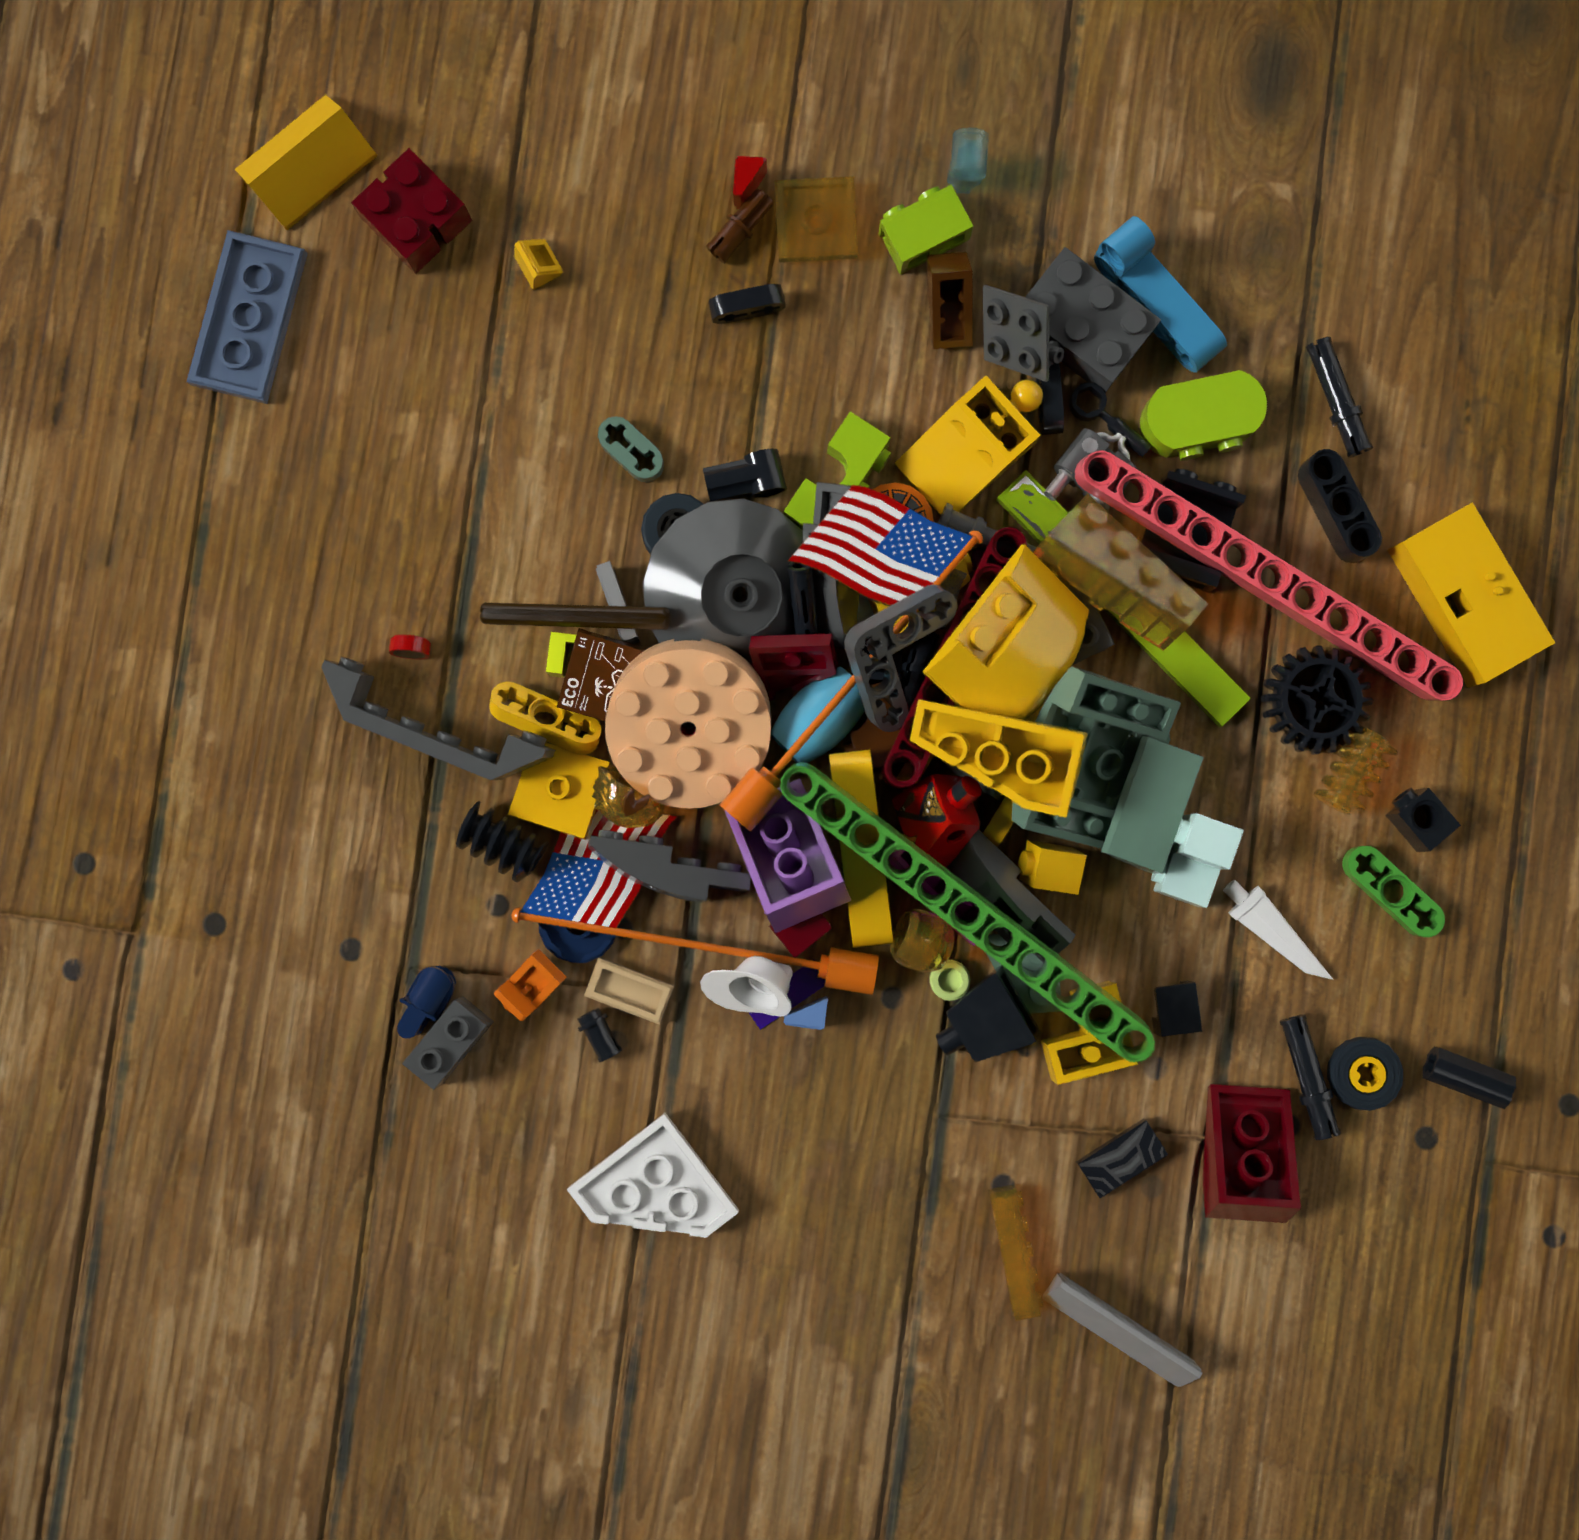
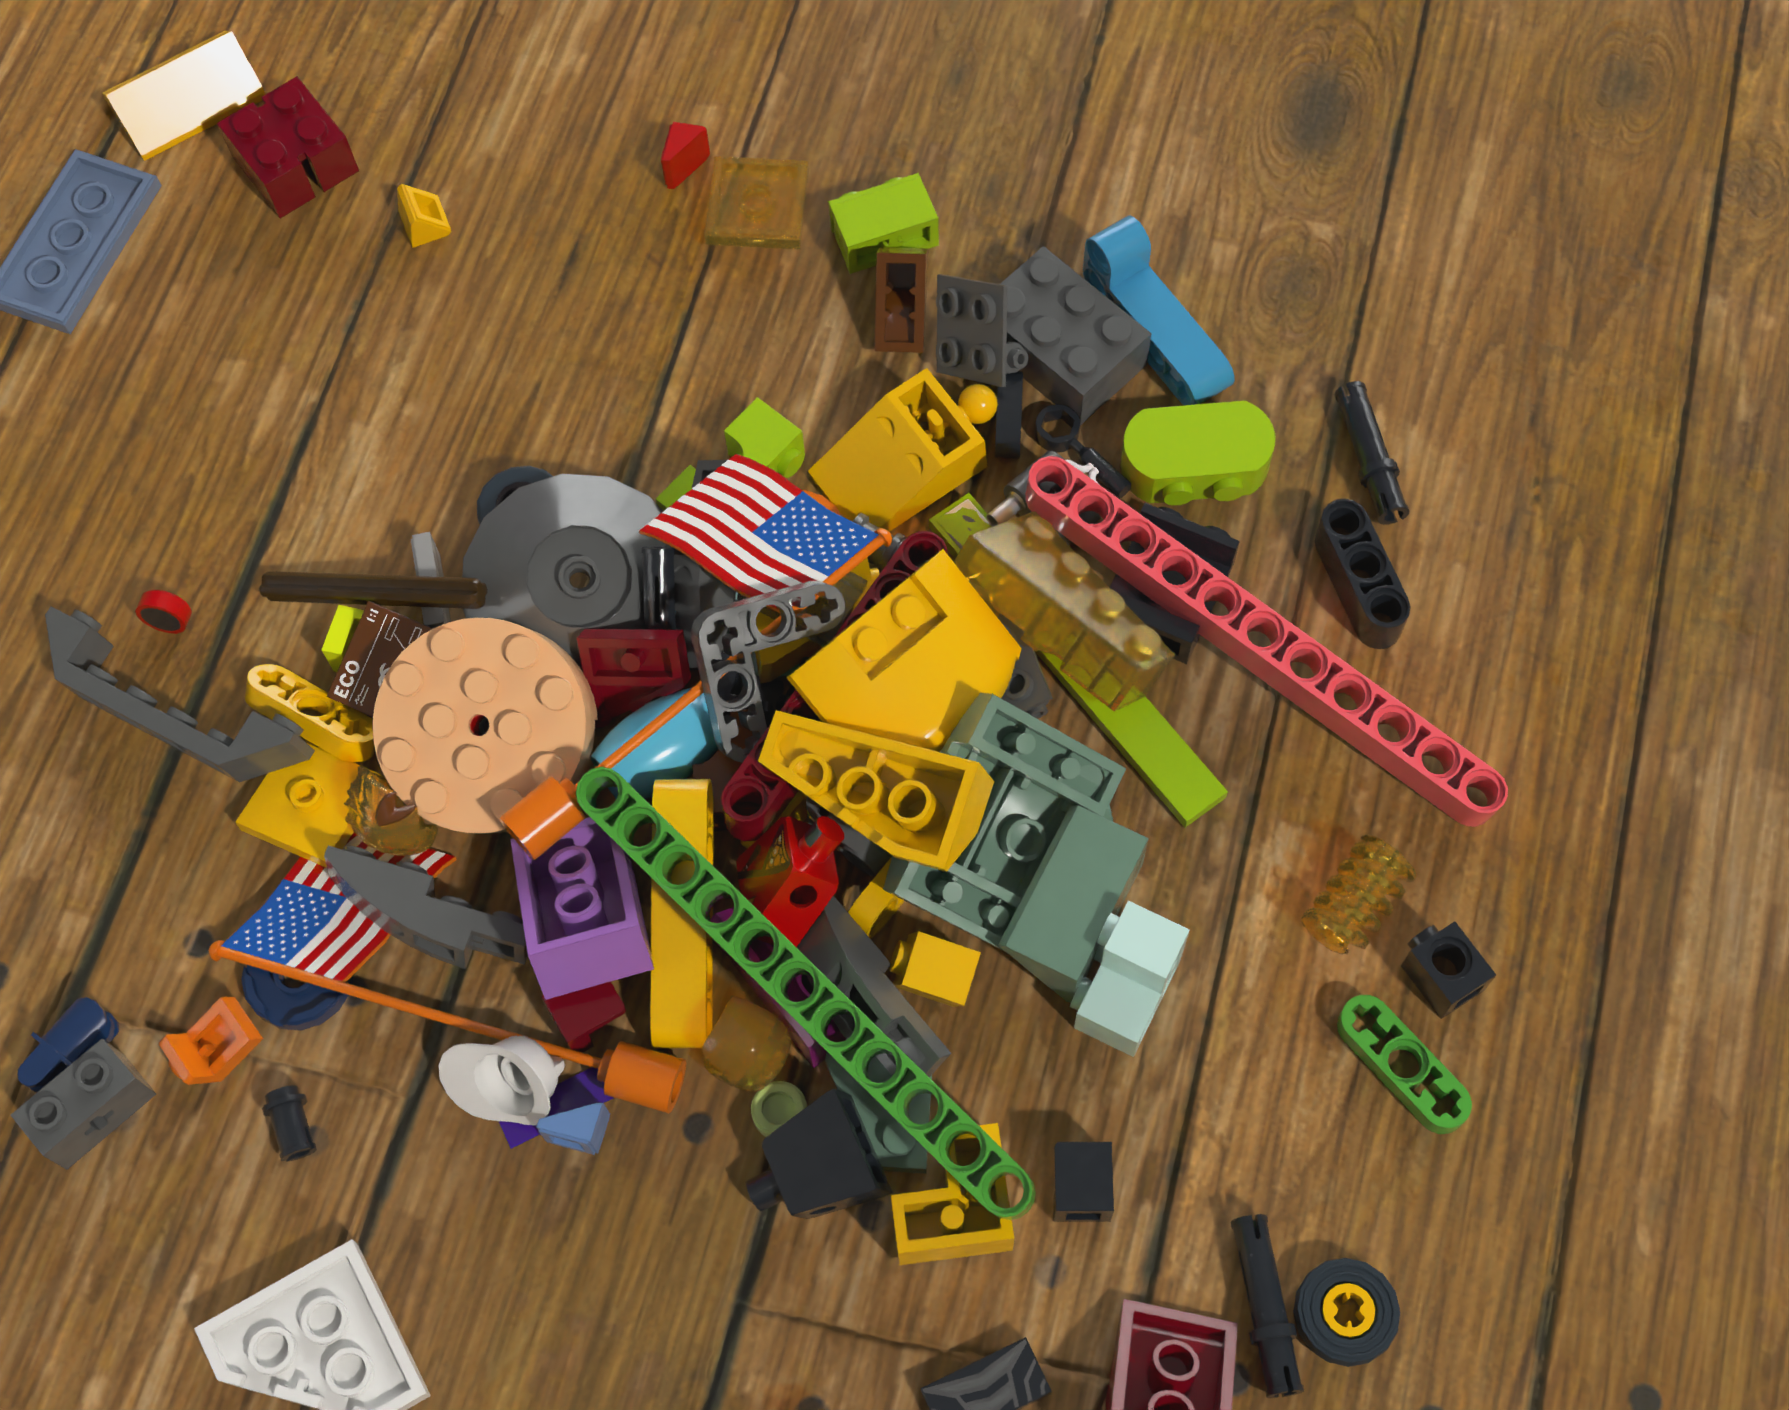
camera: 10 degrees right, 20 degrees down
(499, 843) = (215, 856): black piece -> none
(629, 990) = (344, 1072): tan tile -> none
(637, 442) = (480, 428): sand green beam -> none
(740, 225) = (665, 200): reddish brown axle -> none
(747, 303) = (658, 279): black beam -> none
(755, 475) = (635, 461): black piece -> none
(968, 159) = (941, 150): clear light blue piece -> none
(1265, 921) = (1222, 1082): white bar -> none
(1330, 669) = (1333, 762): black gear -> none
(1469, 1077) = (1496, 1334): black axle -> none
(1471, 596) = (1526, 695): yellow brick -> none

